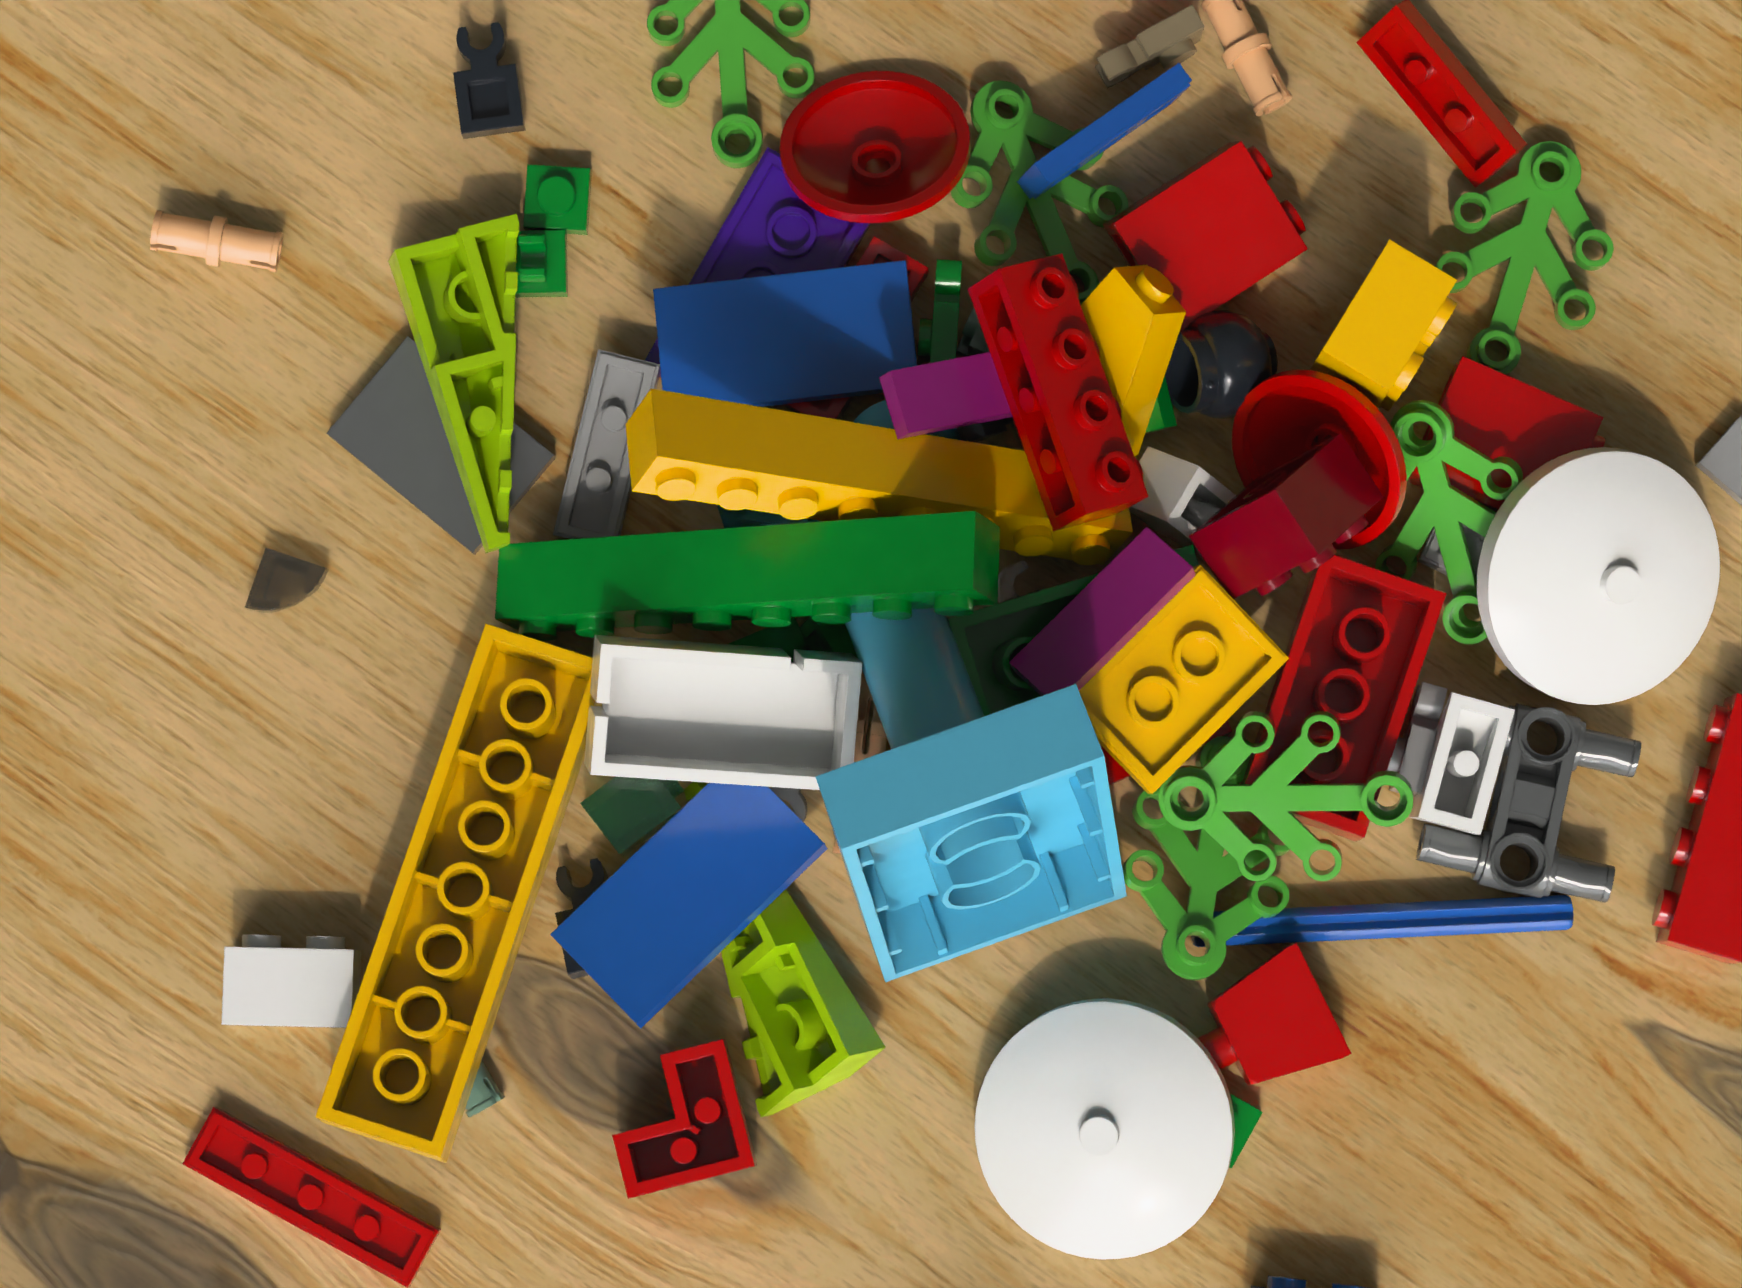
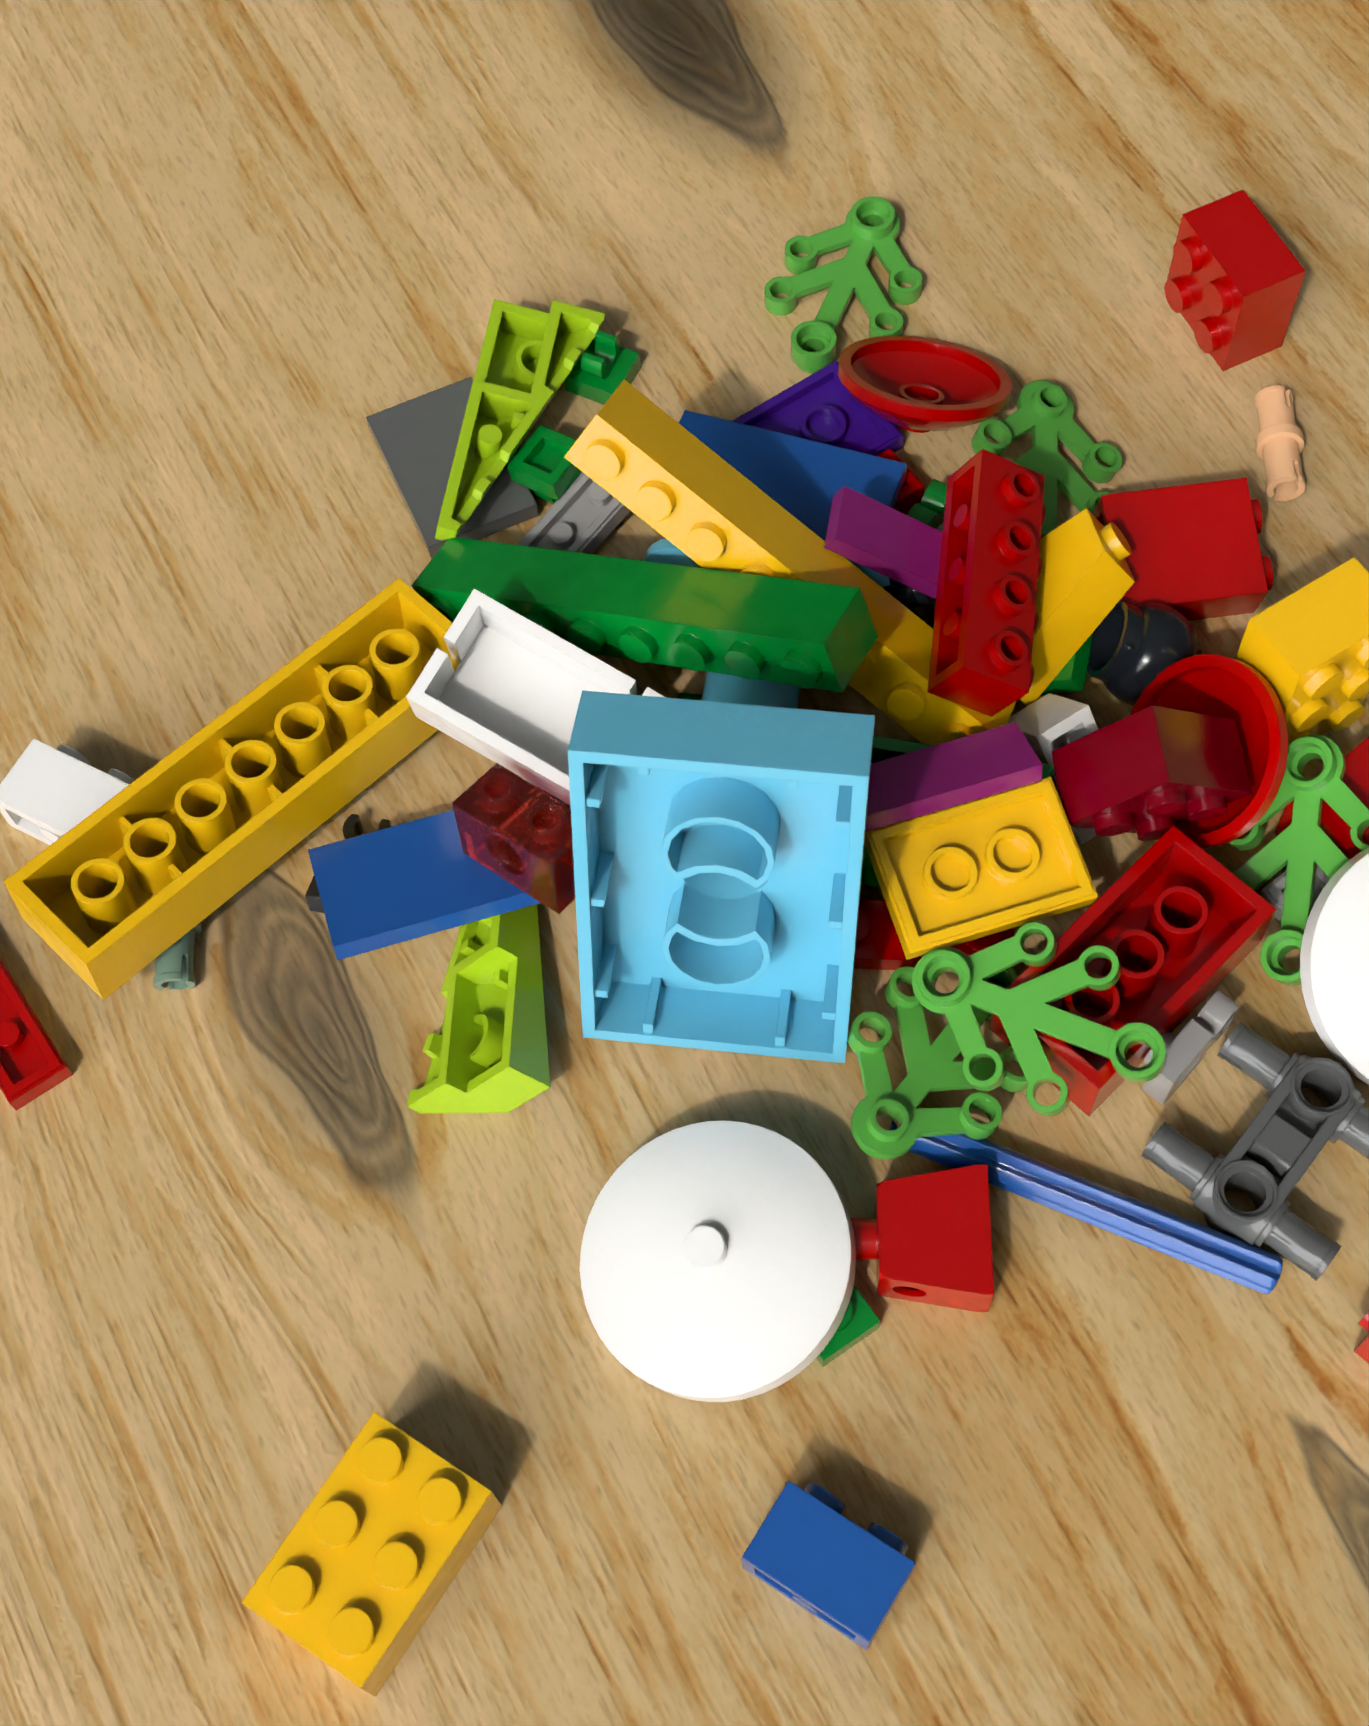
camera: 30 degrees right, 20 degrees down
(216, 241) = (365, 258): light nougat pin -> none
(283, 582) = (265, 509): clear smoke tile -> none
(488, 93) = (637, 240): black plate -> none
(548, 410) = (542, 464): none -> green tile
(557, 198) = (650, 333): green plate -> none
(632, 809) = (437, 779): clear green brick -> none
(707, 1131) = (335, 1086): red brick -> none
(760, 843) = (519, 835): none -> clear red brick
(1105, 132) = (1126, 440): blue tile -> none
(1165, 42) = (1205, 407): dark tan plate -> none
(1463, 764) = (1226, 1075): white slope -> none

